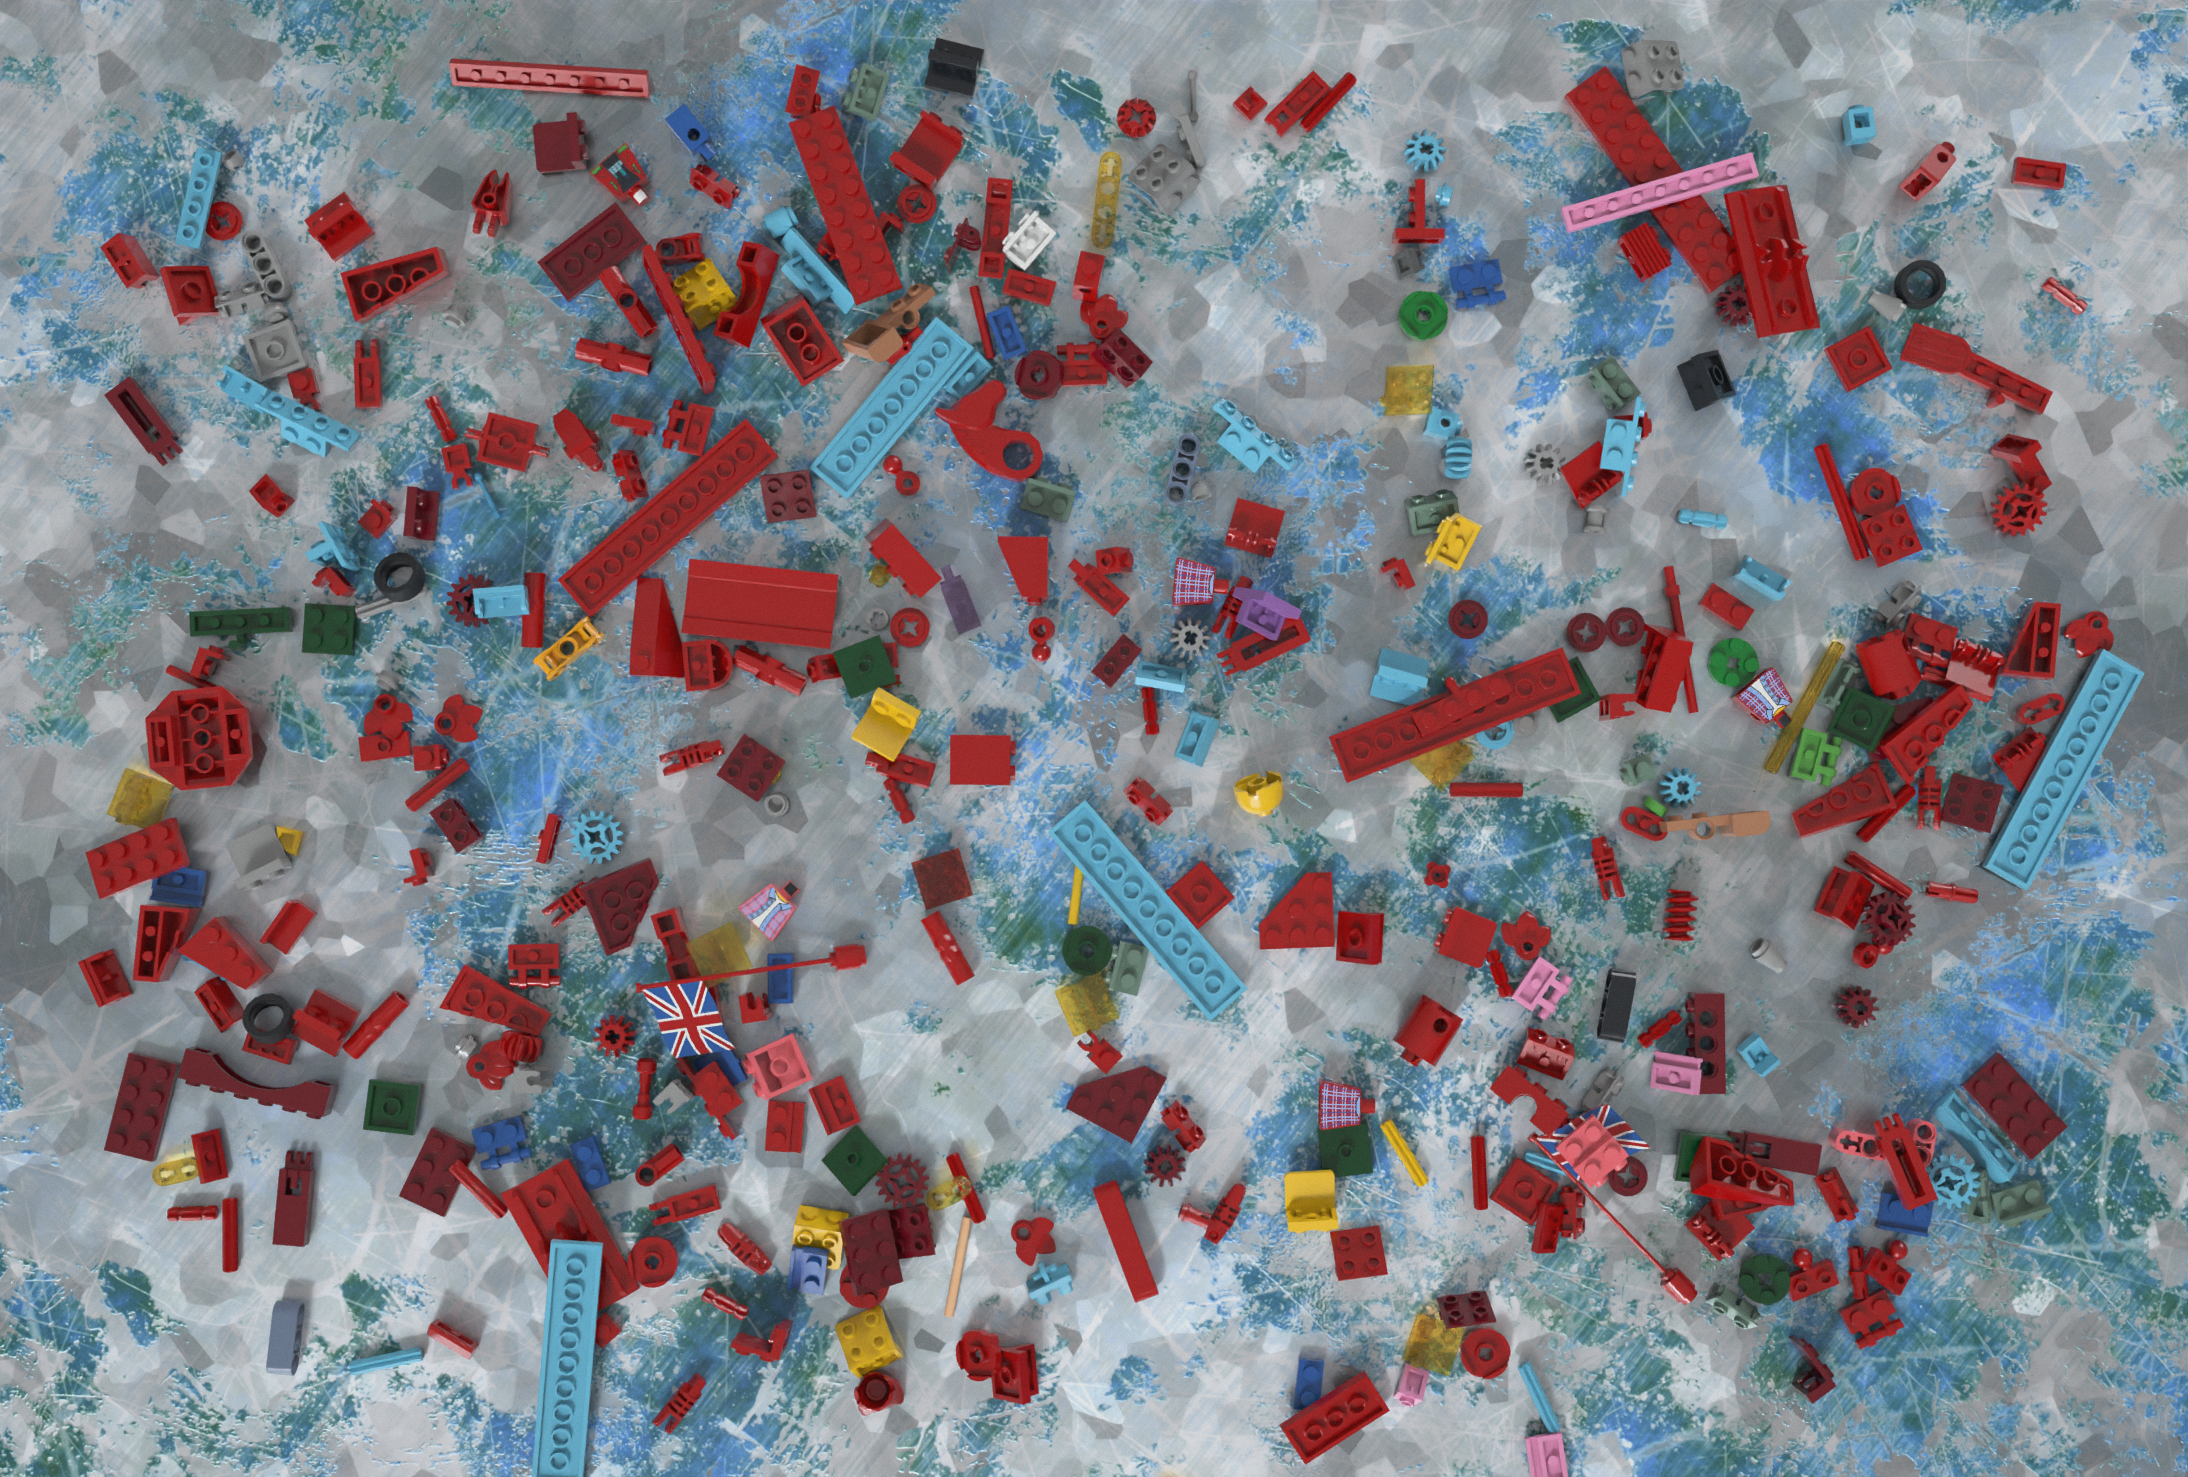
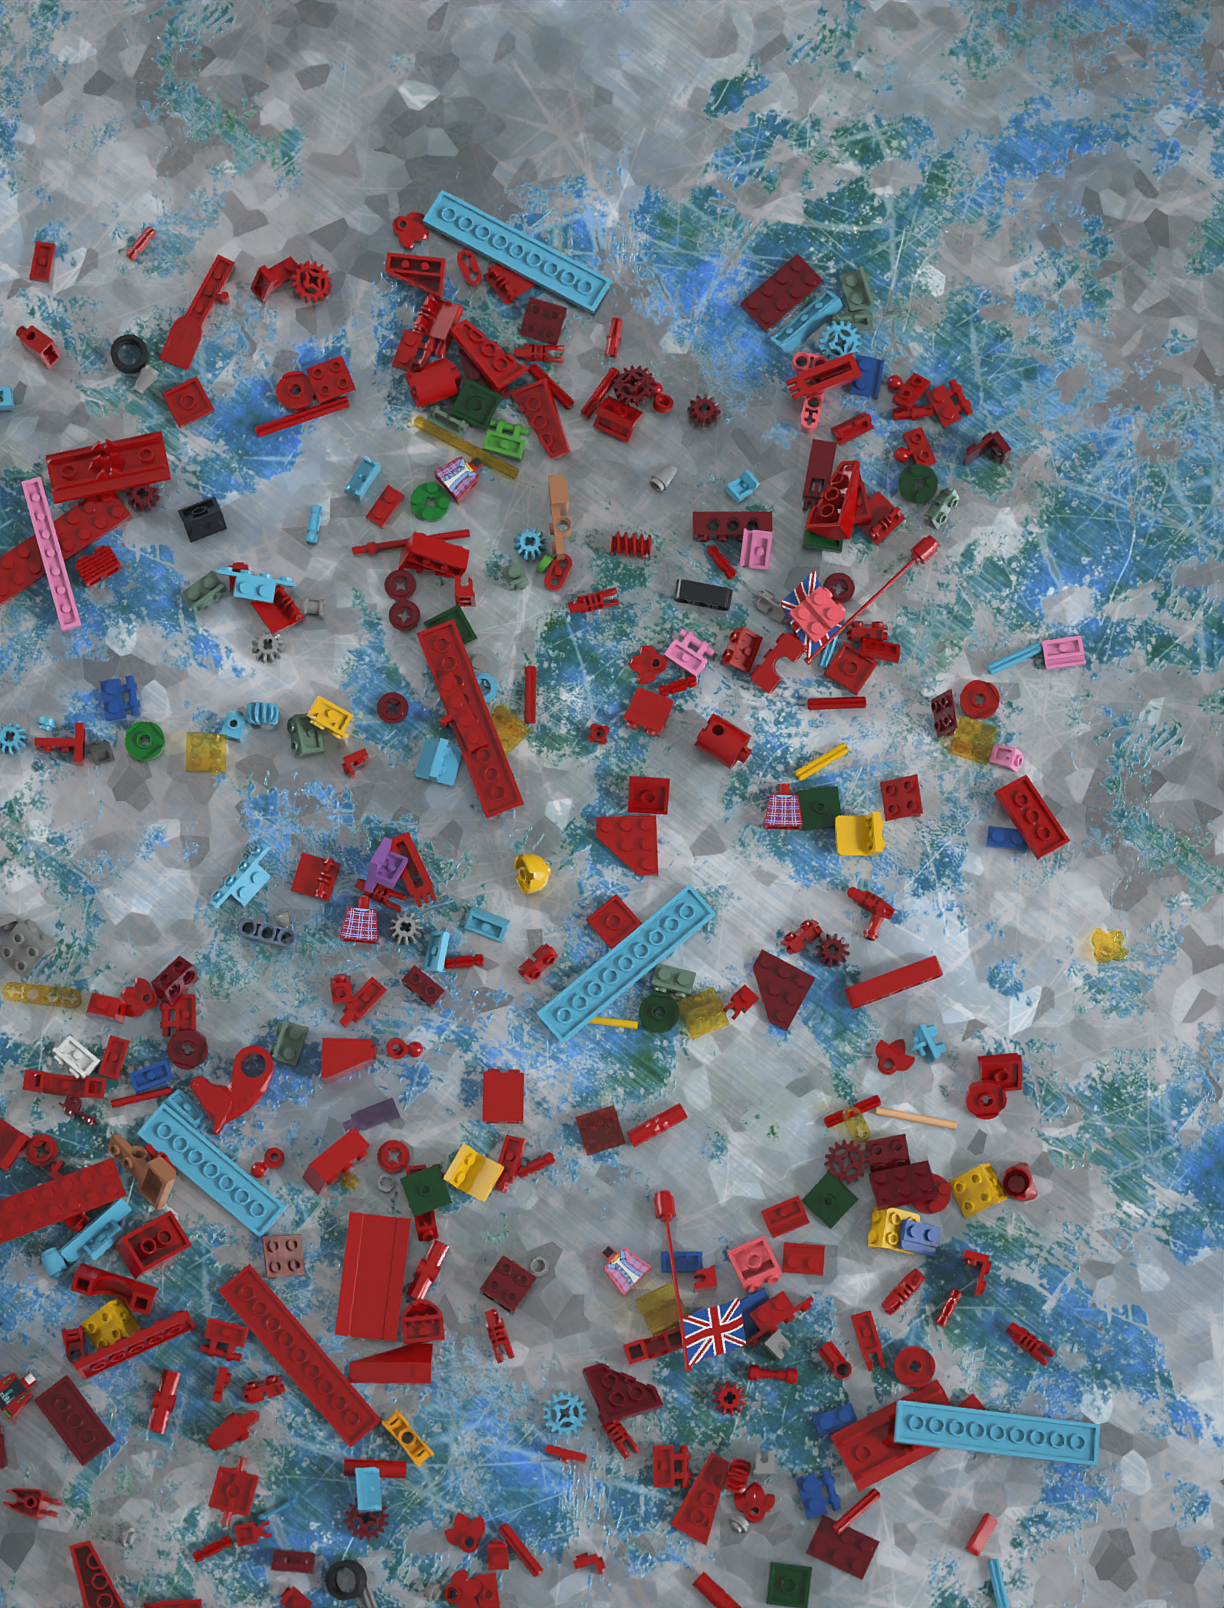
camera: 85 degrees left, 10 degrees down
(457, 825) = (554, 1530): dark red brick -> none
(620, 290) = (105, 1396): red piece -> none
(704, 180) = (17, 1326): red hinge -> none
(1894, 613) = (380, 368): light grey hinge -> none

